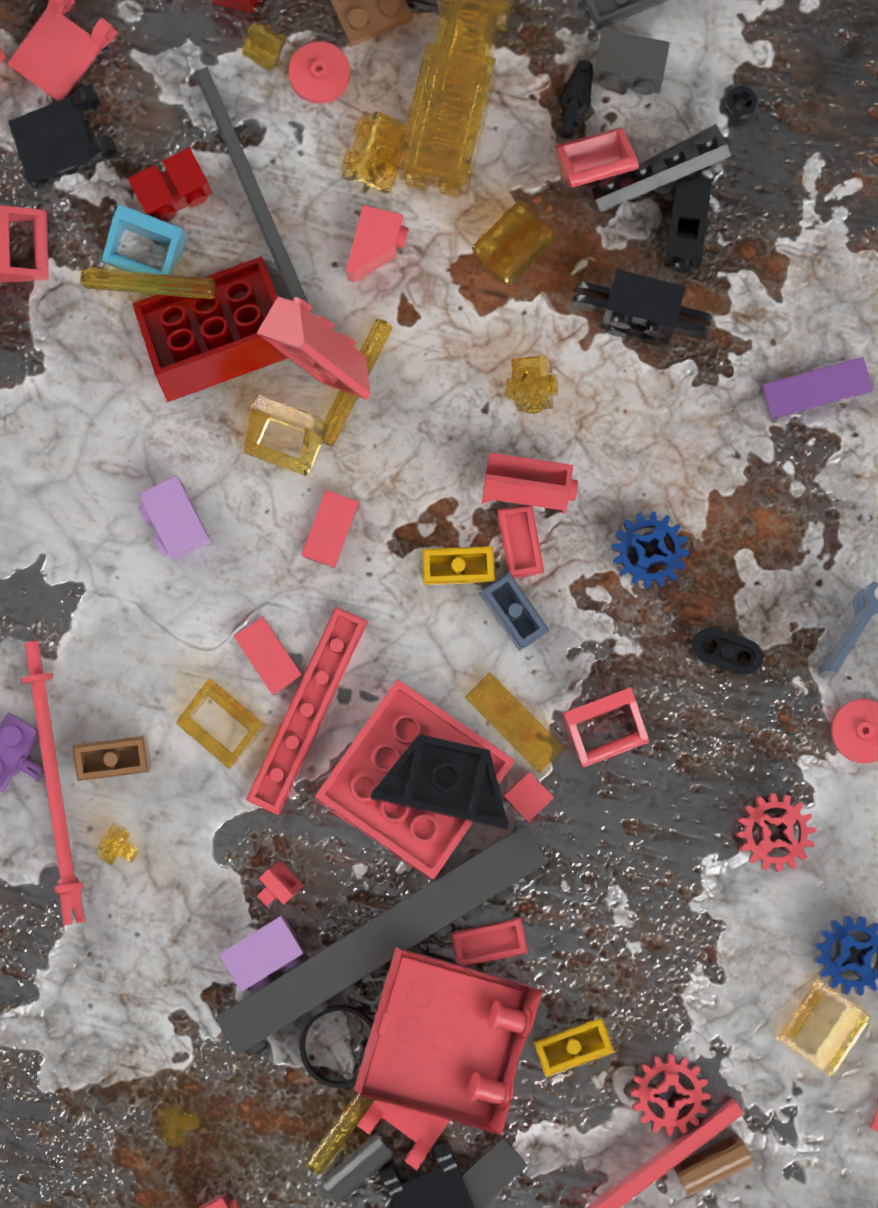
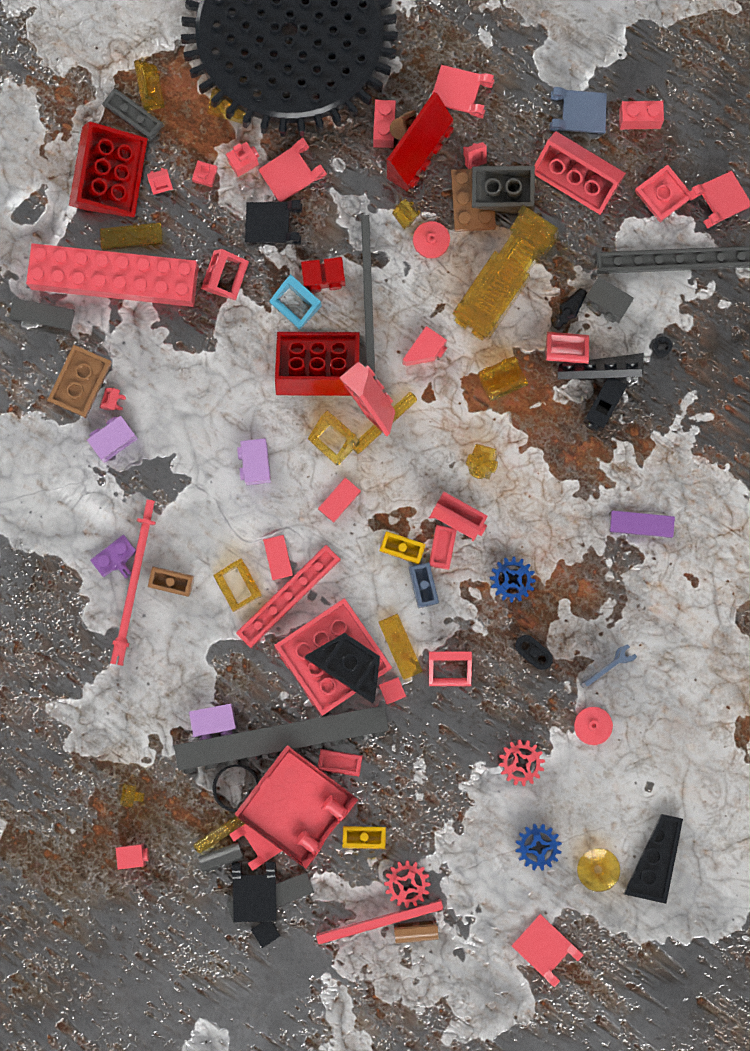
camera: 20 degrees right, 0 degrees up
(115, 845) = (155, 629): clear yellow tile -> none
(147, 283) = (290, 324): clear yellow axle -> none
(279, 884) = (237, 686): coral tile -> none
(375, 151) = (445, 297): clear yellow bracket -> none
(642, 308) = (560, 443): black brick -> none
(840, 1037) = (511, 890): clear yellow tile -> none

